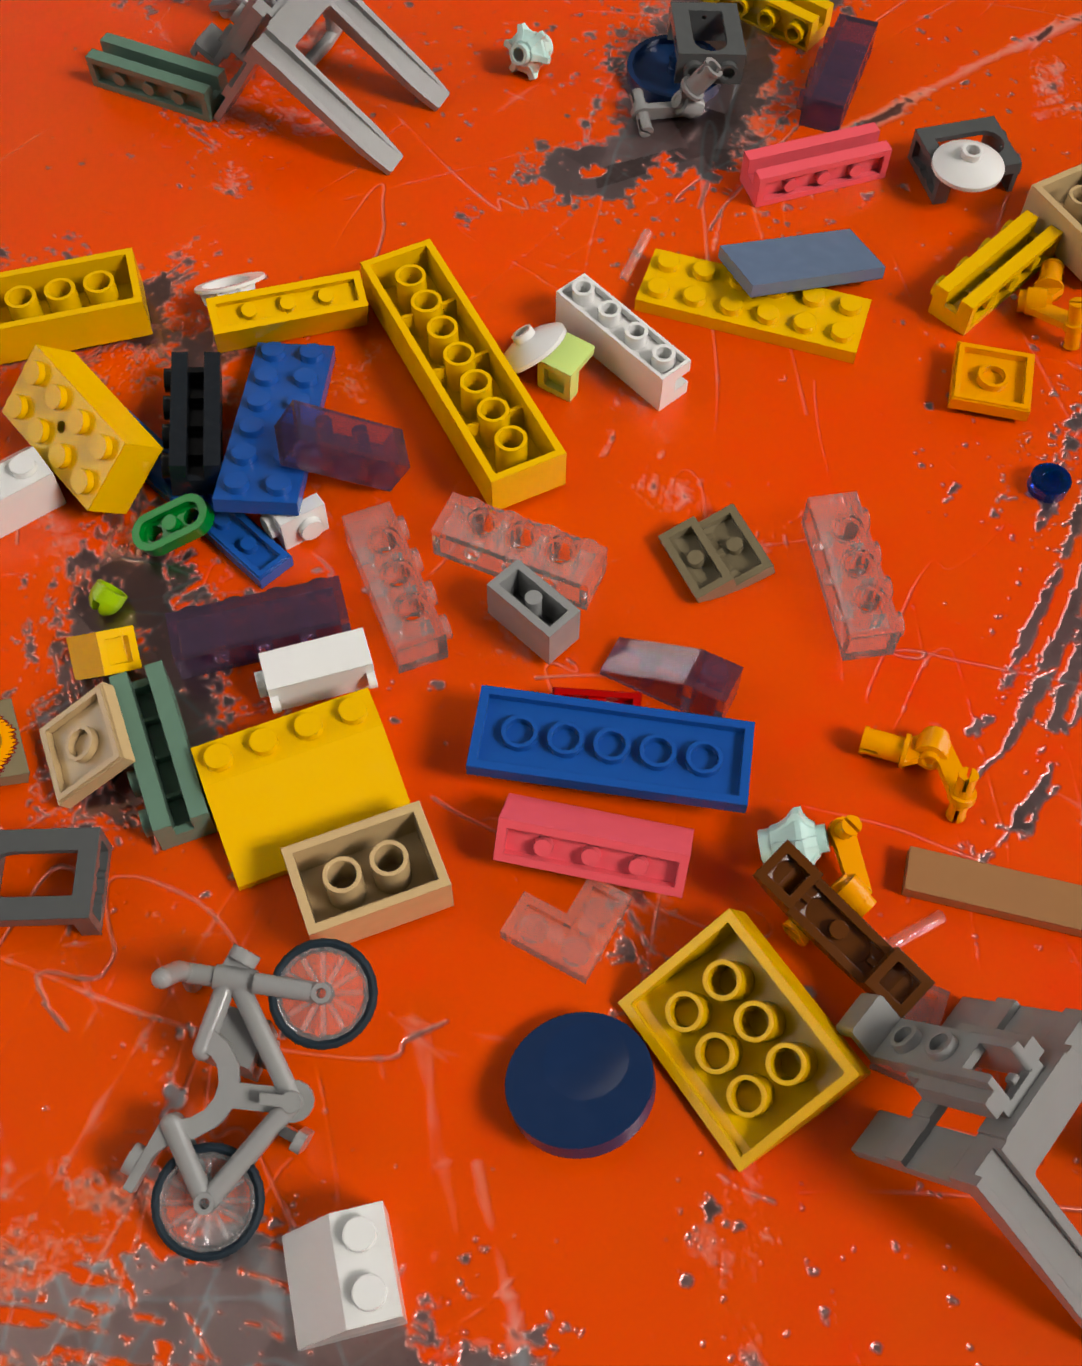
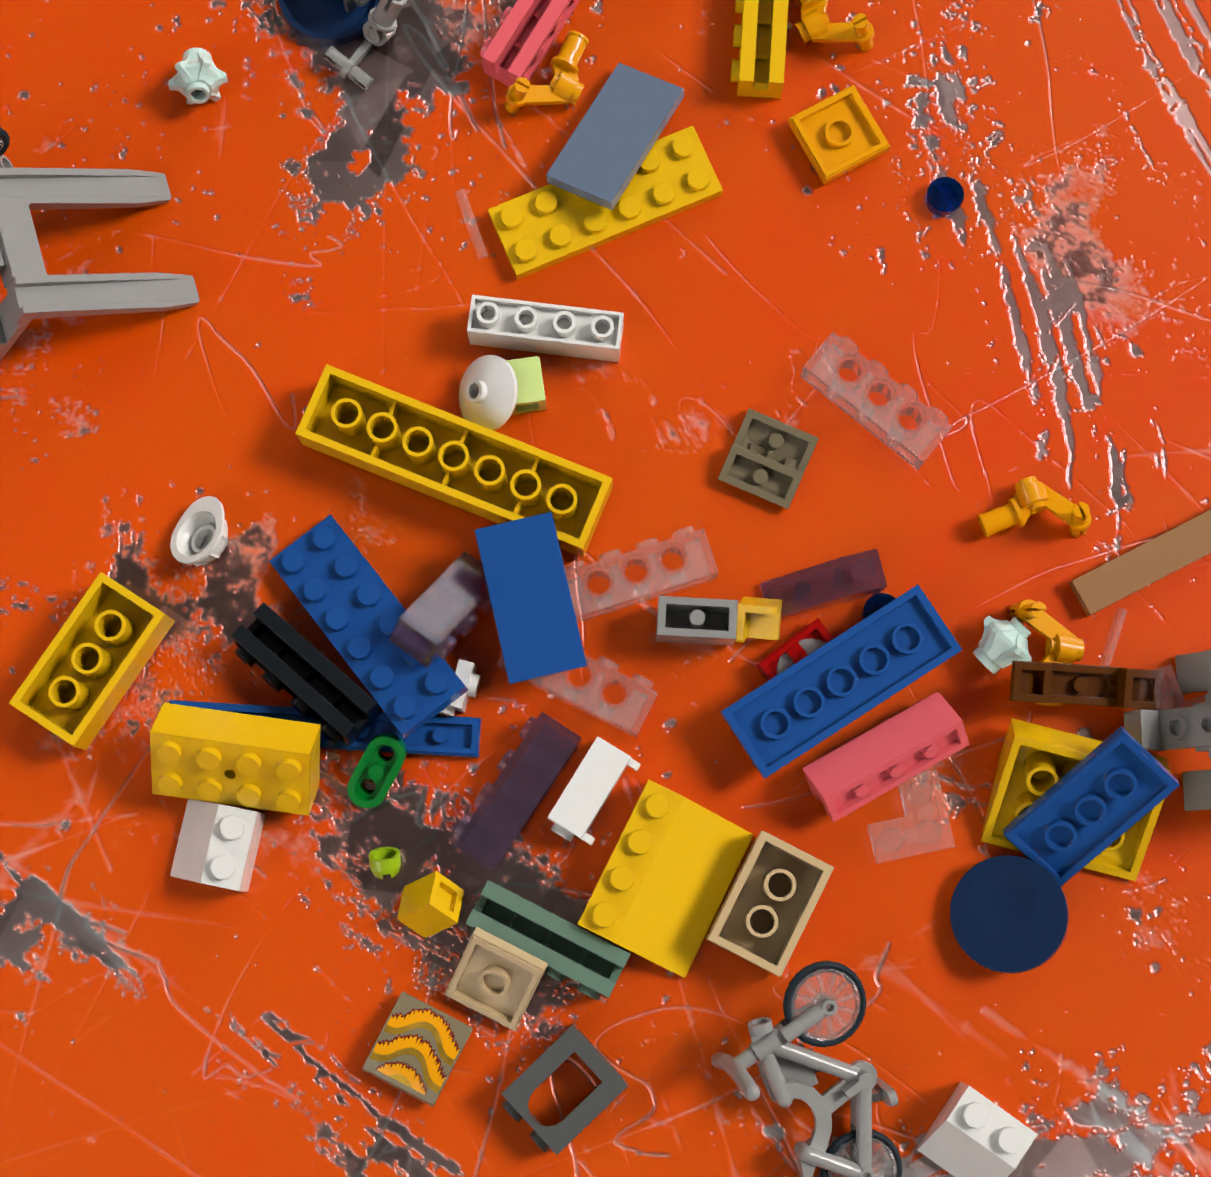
camera: 40 degrees left, 20 degrees up
(288, 311) = (273, 518): yellow brick -> none
(413, 485) = (530, 598): none -> blue tile
(586, 651) = (758, 619): none -> yellow panel
(752, 1042) = (1091, 806): none -> blue tile
(790, 214) = (564, 85): none -> light orange pin

